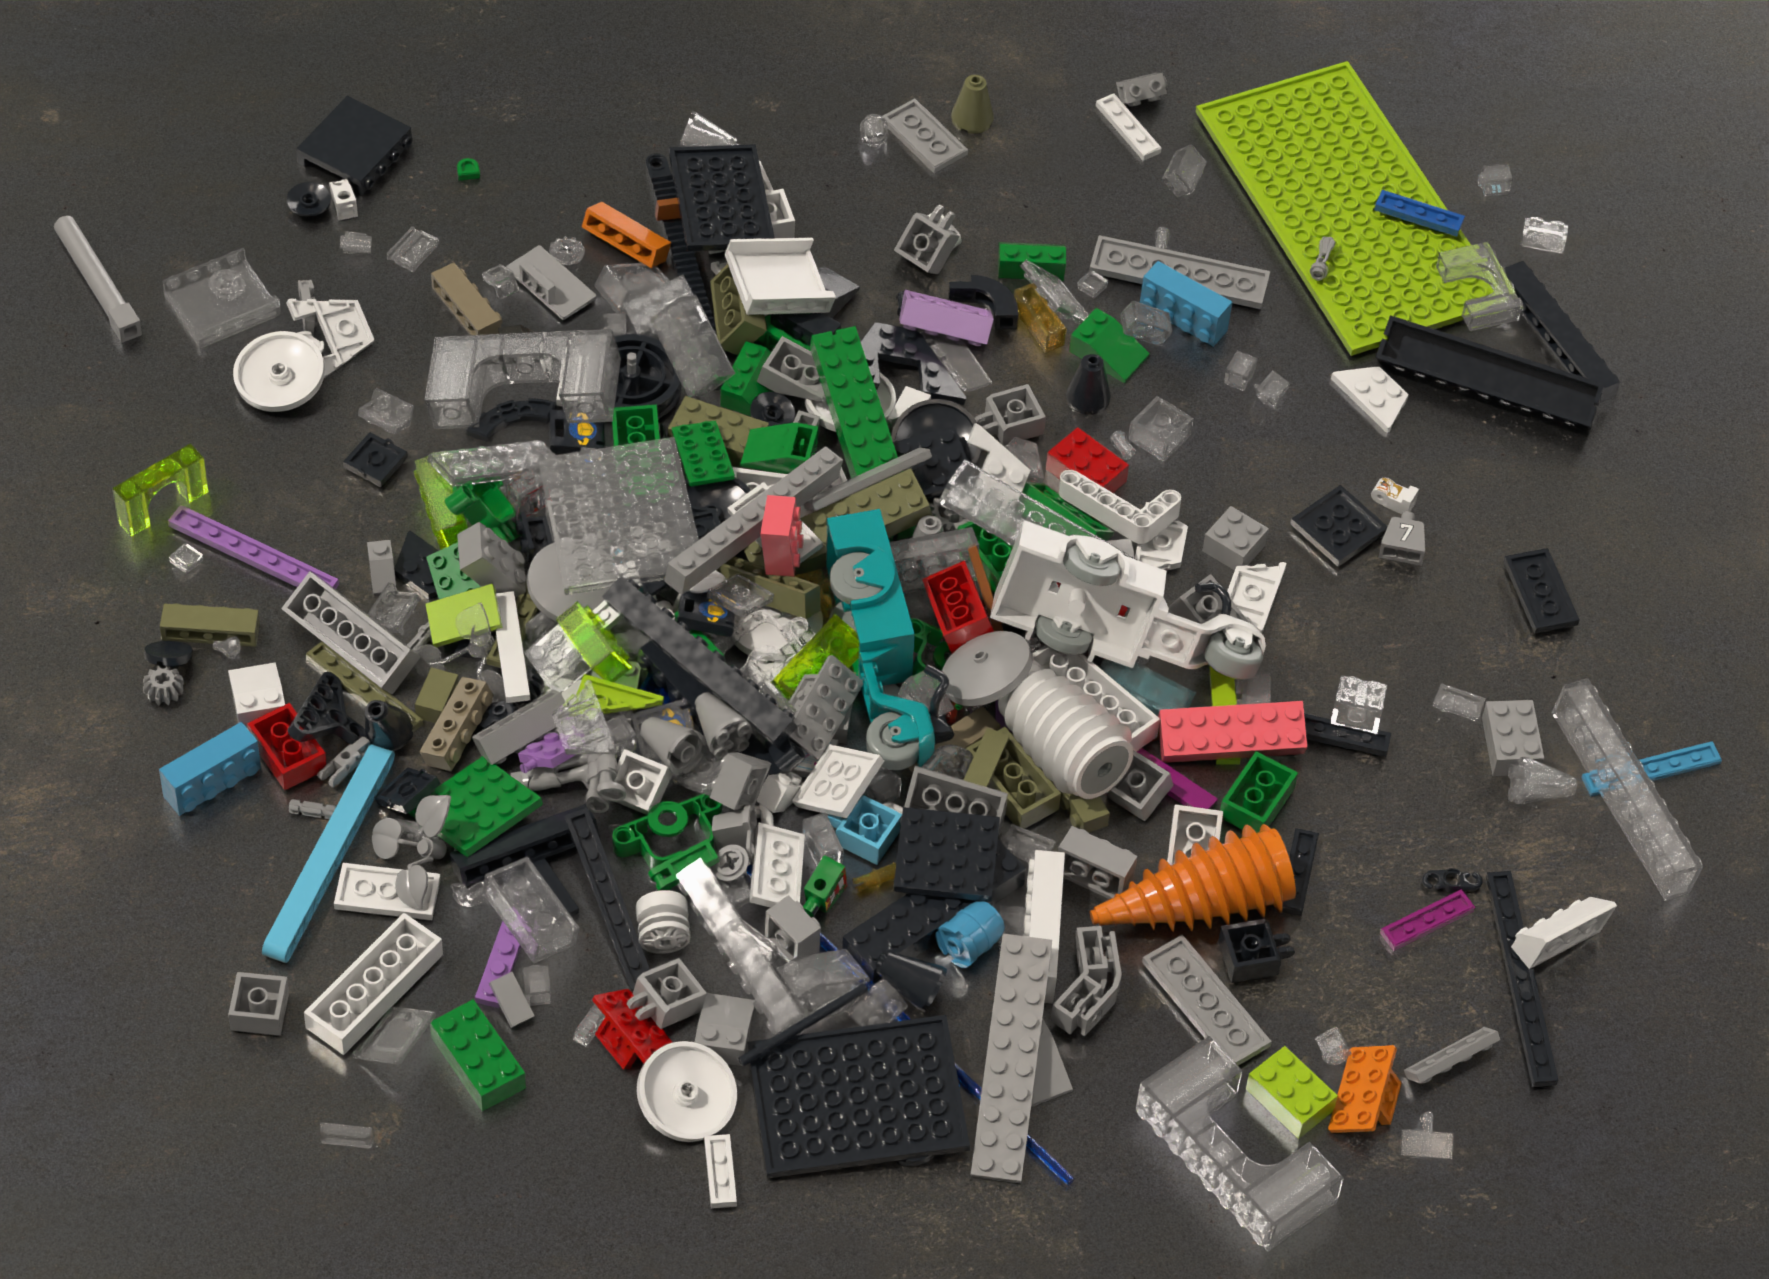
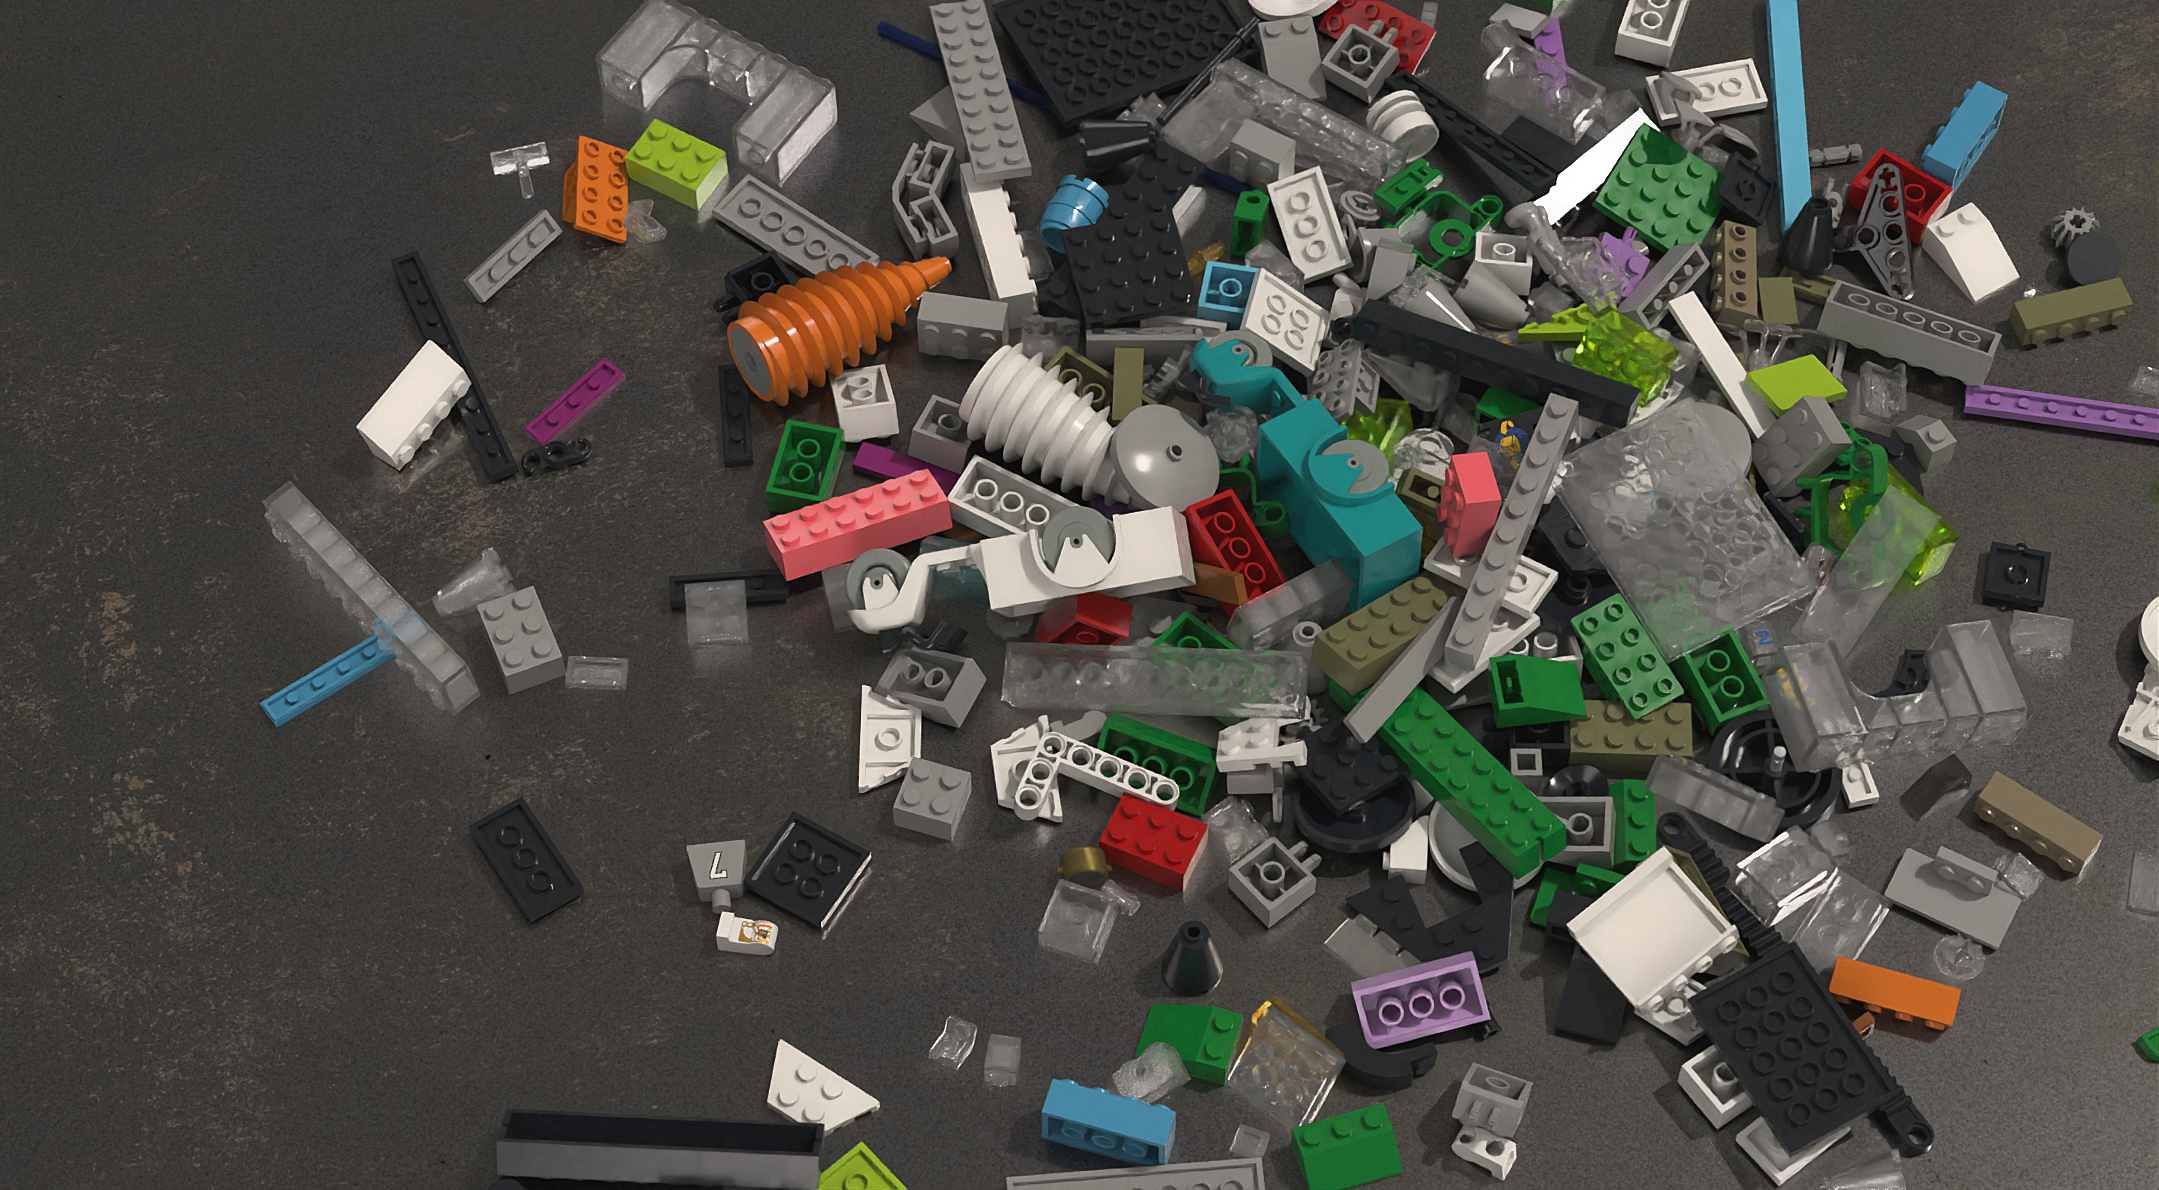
camera: 165 degrees right, 5 degrees up
(1144, 461) = (1084, 867): none -> clear yellow piece

